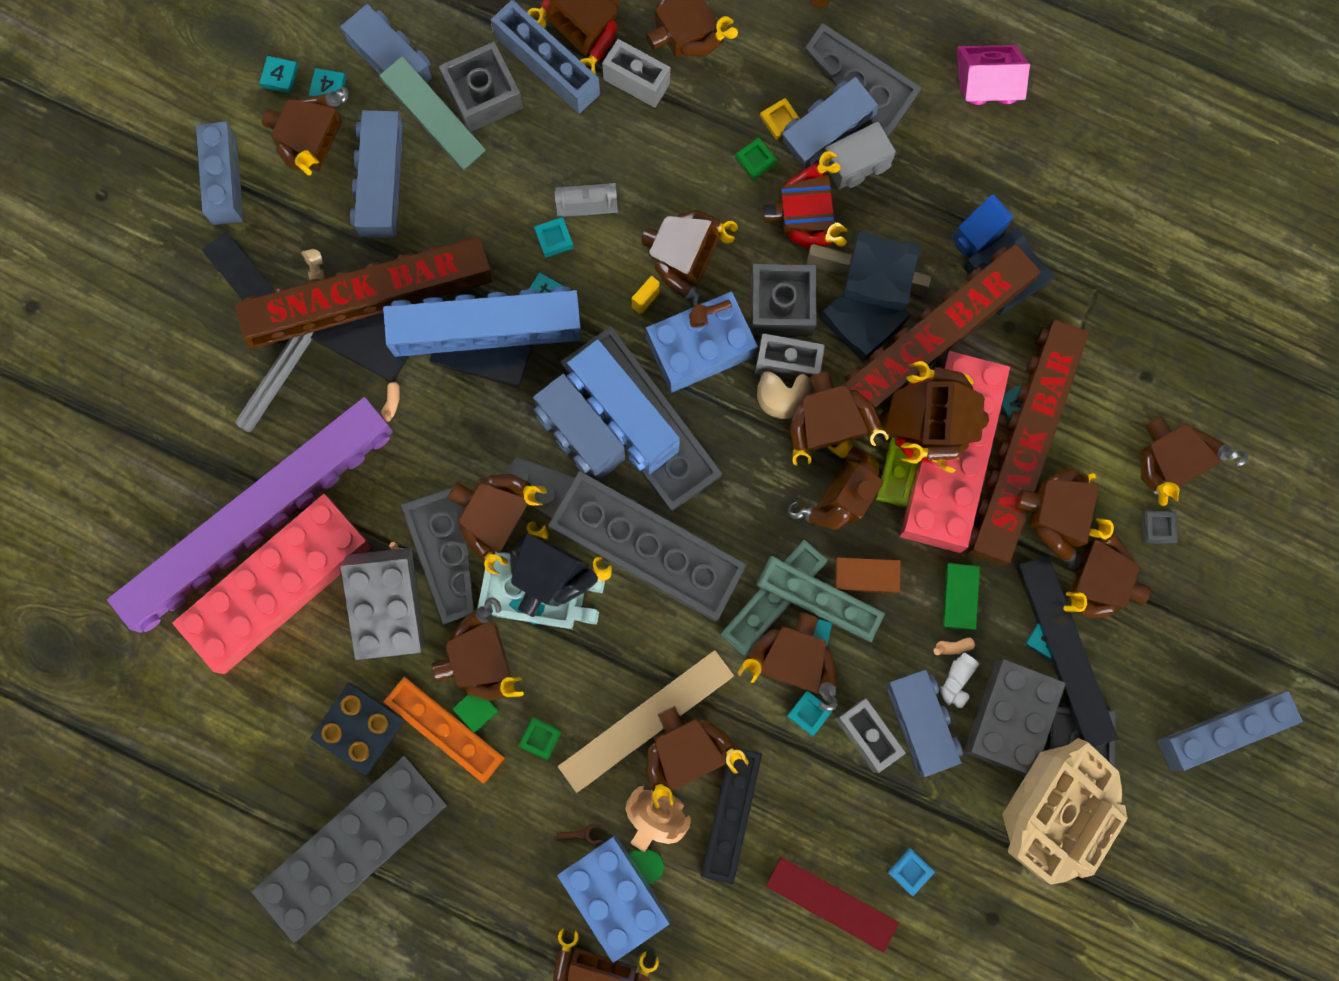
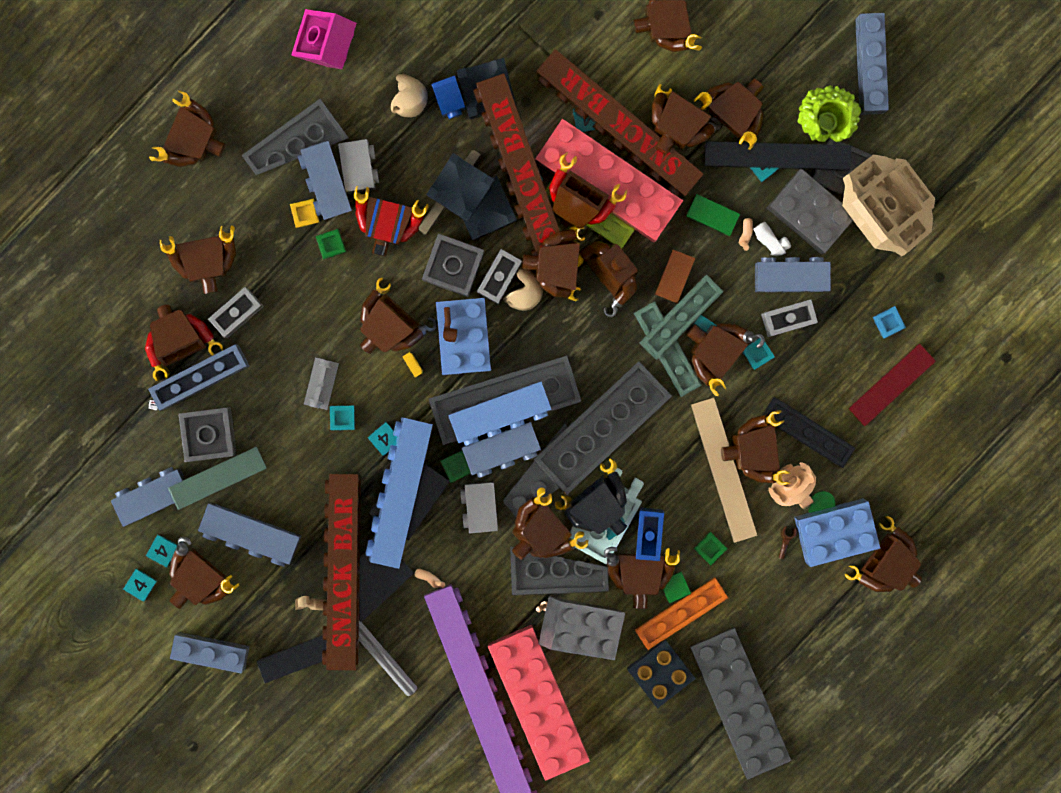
camera: 70 degrees left, 10 degrees up
(498, 431) = (481, 507): none -> light grey brick
(532, 650) = (649, 534): none -> blue slope
(534, 384) = (456, 466): none -> green tile
(951, 414) = (590, 181): reddish brown torso -> none
(962, 186) = (411, 98): none -> tan helmet
(1146, 696) = (829, 114): none -> lime hair
(1159, 527) = (712, 52): dark grey tile -> none

